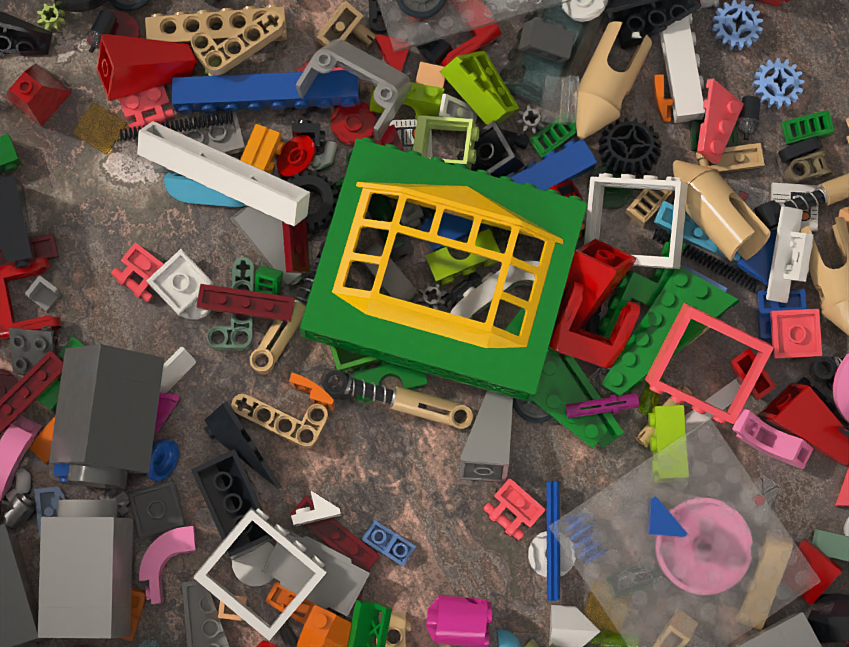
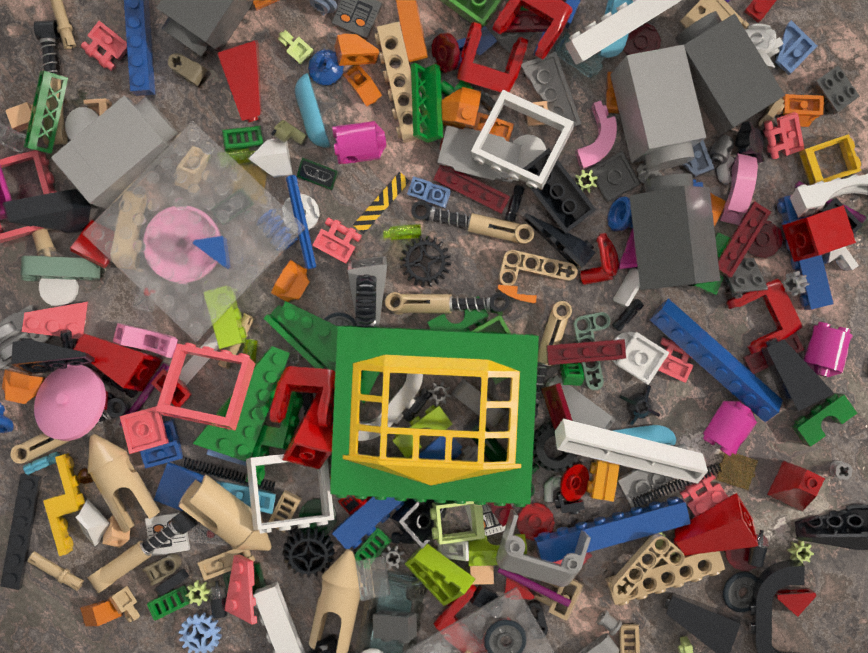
camera: 170 degrees right, 10 degrees up
(43, 293) = (747, 324): light grey panel -> none
(92, 259) = (716, 360): none -> blue brick
(97, 177) = (730, 426): none -> dark pink cylinder
(182, 338) = (628, 314): none -> black axle
(194, 517) = (585, 175): none -> yellowish green gear
(196, 228) = (639, 405): none -> black piece
(197, 394) = (609, 263): none -> red piece
(286, 504) = (514, 203): none -> black axle
(322, 511) = (485, 202): white slope -> none
(341, 490) = (475, 223): none -> piece
(370, 45) = (536, 587): none -> magenta bar
(423, 458) = (409, 265): none -> black gear
(430, 500) = (403, 232): none -> clear neon green cylinder
(449, 544) = (381, 203): none -> sticker
(494, 418) = (365, 301): none -> black gear
(520, 597) = (317, 174): none -> slope
(580, 470) = (291, 282): none -> orange slope
(630, 401) = (263, 343): magenta pin -> none
(662, 104) = (290, 594): orange slope -> none
(770, 137) = (192, 594): none -> yellowish green gear
(785, 380) = (146, 392): none -> magenta bar
(790, 255) = (159, 491): white bracket -> none

